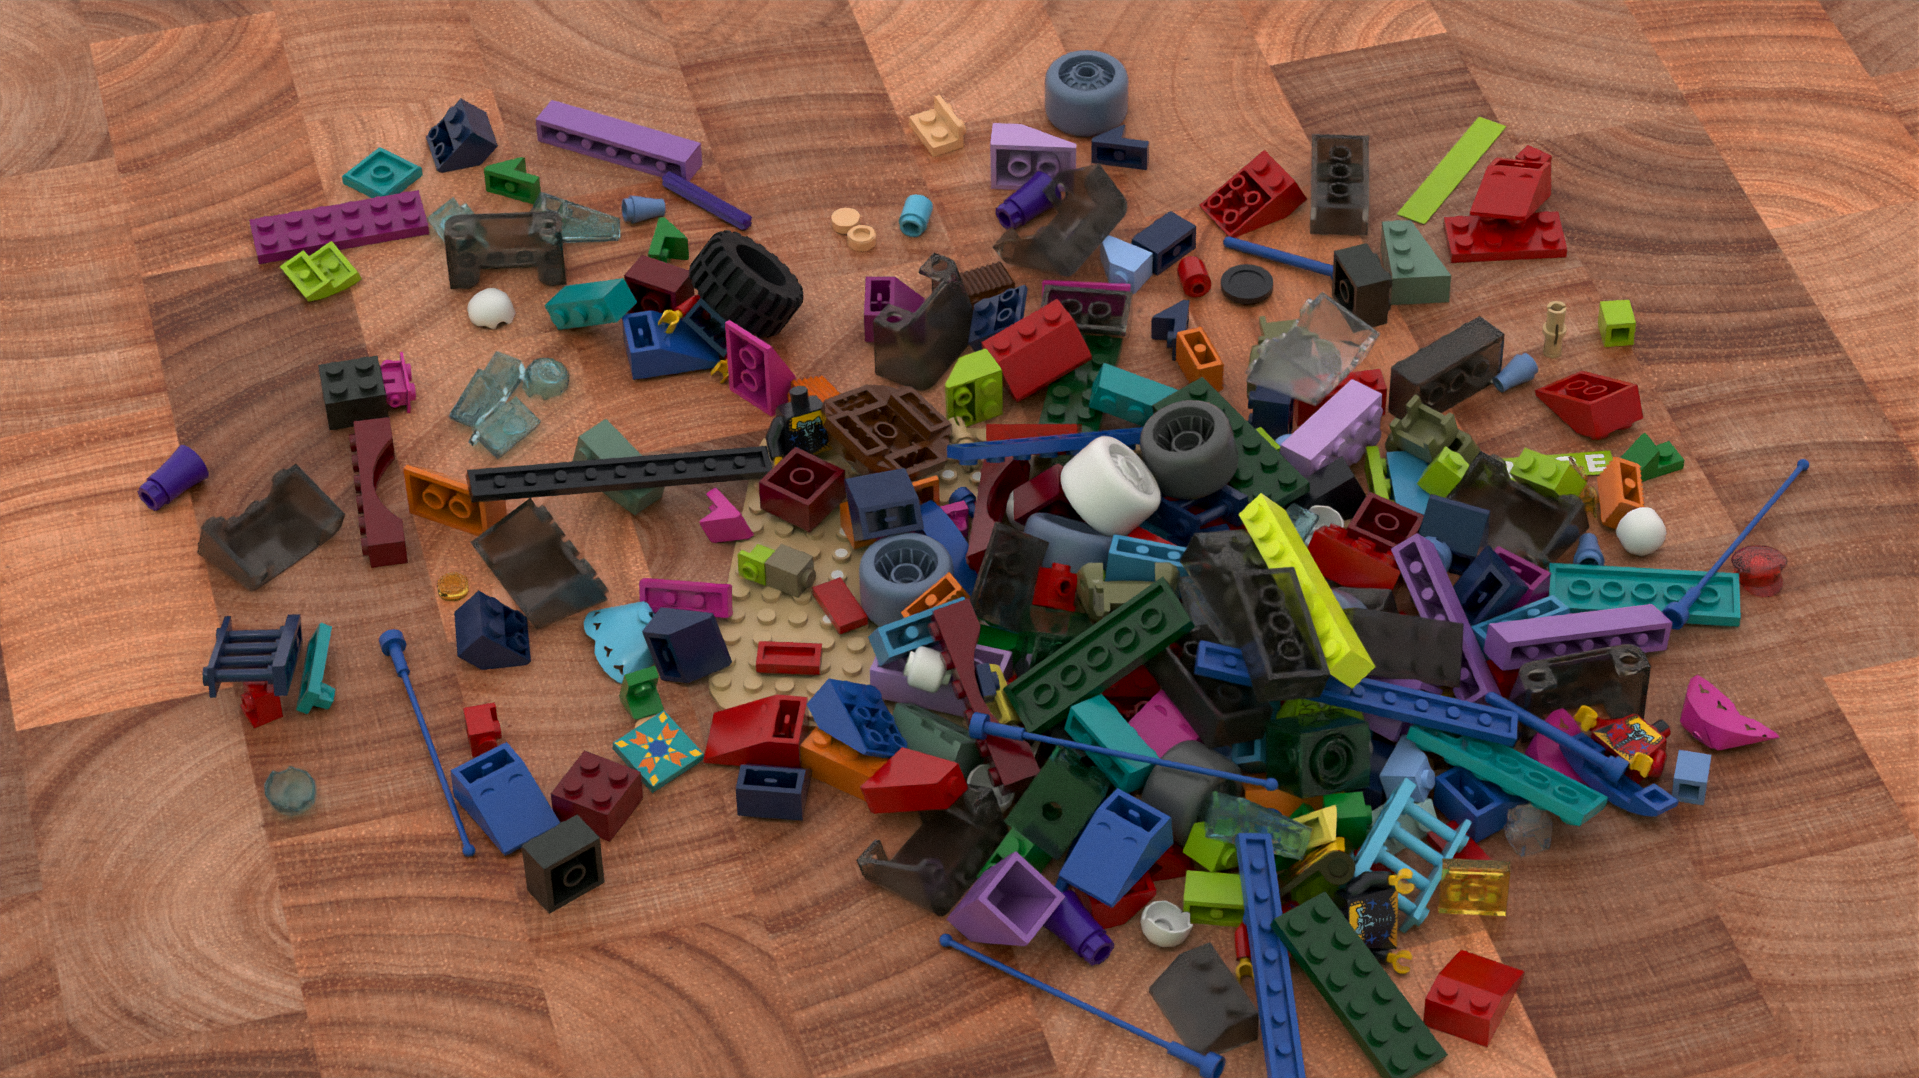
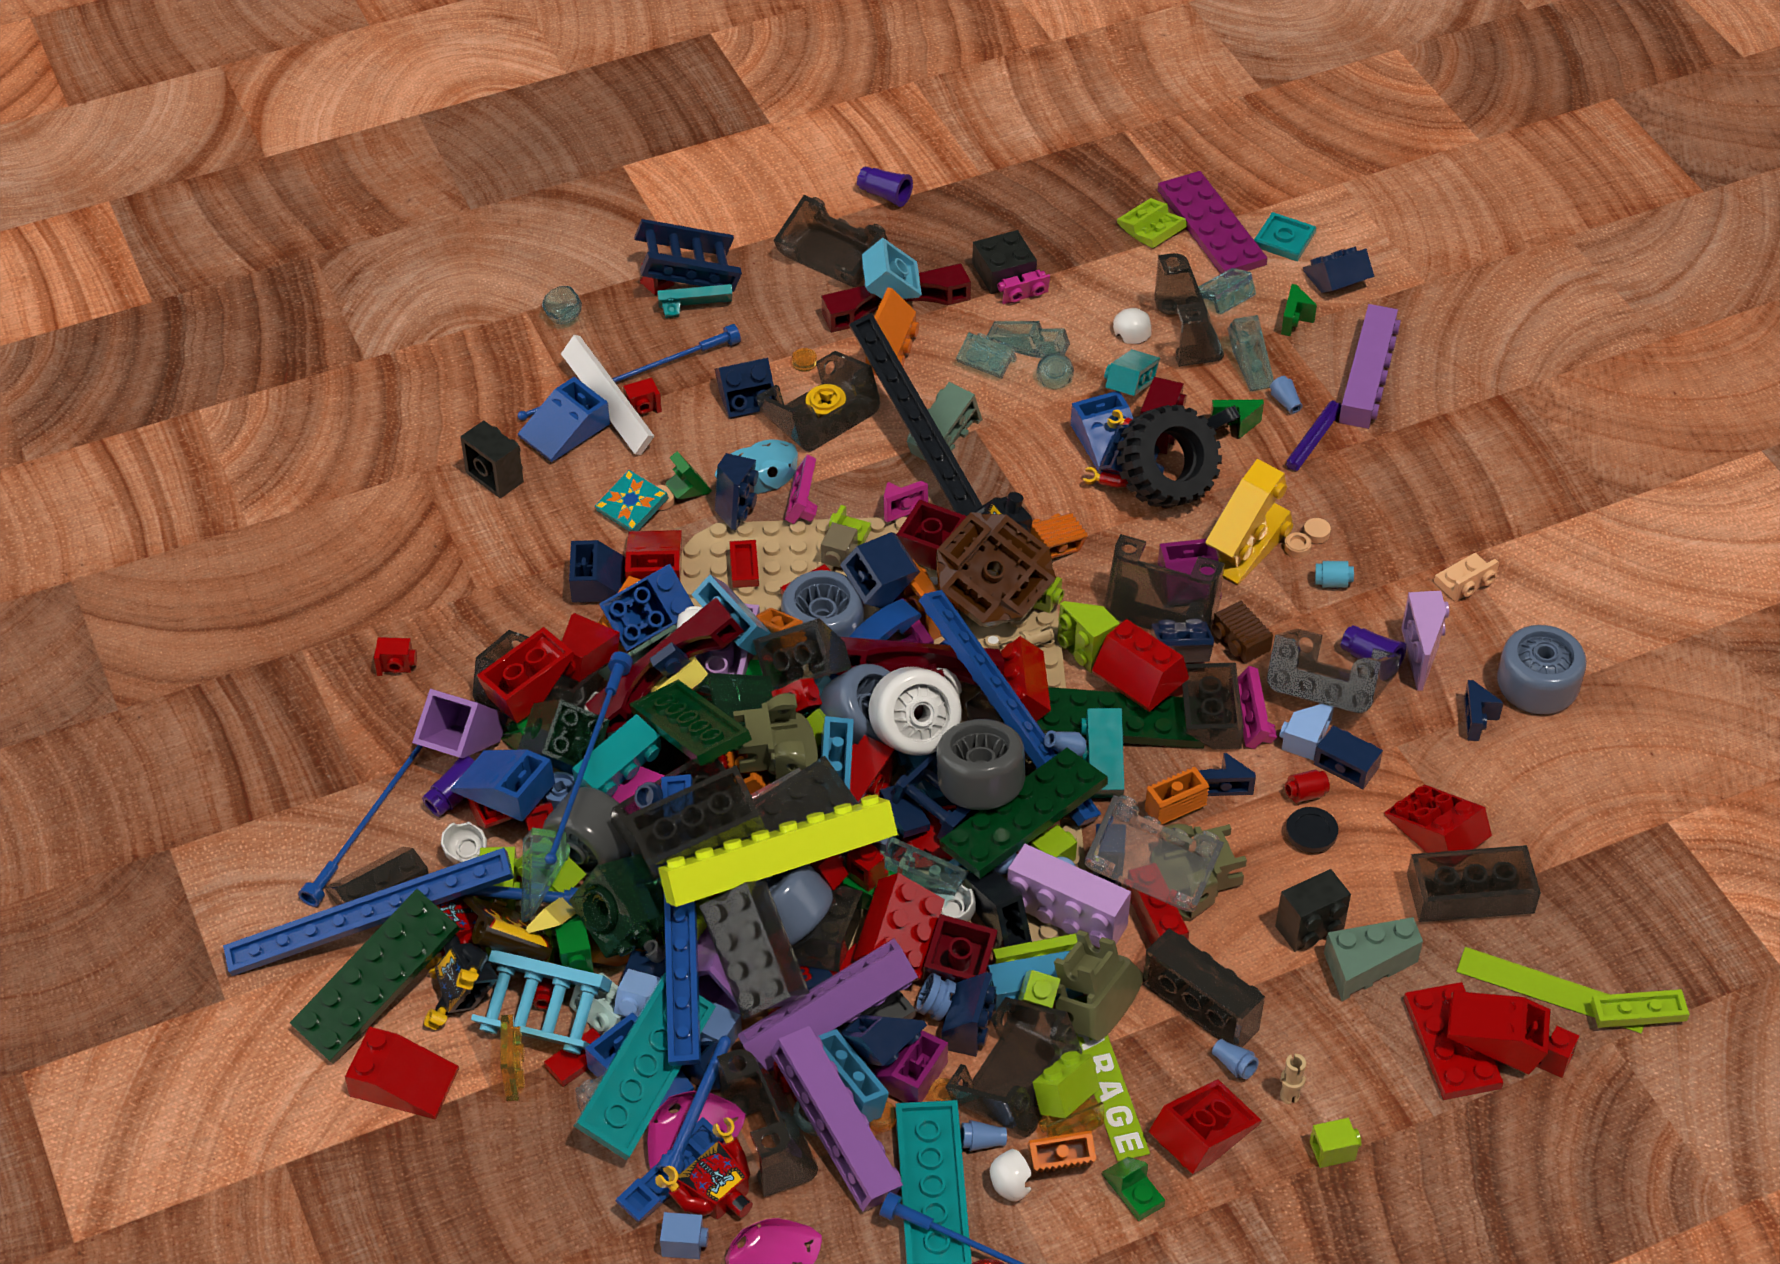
camera: 80 degrees right, 5 degrees up
(363, 474) = (892, 268): none -> medium azure slope
(435, 764) = (621, 412): none -> white tile
(543, 559) = (828, 393): none -> yellow gear
(599, 793) = (575, 472): dark red brick -> none
(679, 249) = (1223, 418): none -> black beam
(756, 370) = (1078, 483): dark pink slope -> none
(860, 981) = (394, 655): none -> red brick
(865, 238) = (1251, 522): none -> yellow wedge
(960, 822) = (526, 674): none -> red slope
(1125, 412) = (1060, 740): none -> medium blue cone
(1217, 682) = (648, 794): none -> dark blue plate
(1279, 256) = (1360, 860): blue piece -> none
(1488, 115) = (1639, 1008): none -> lime plate

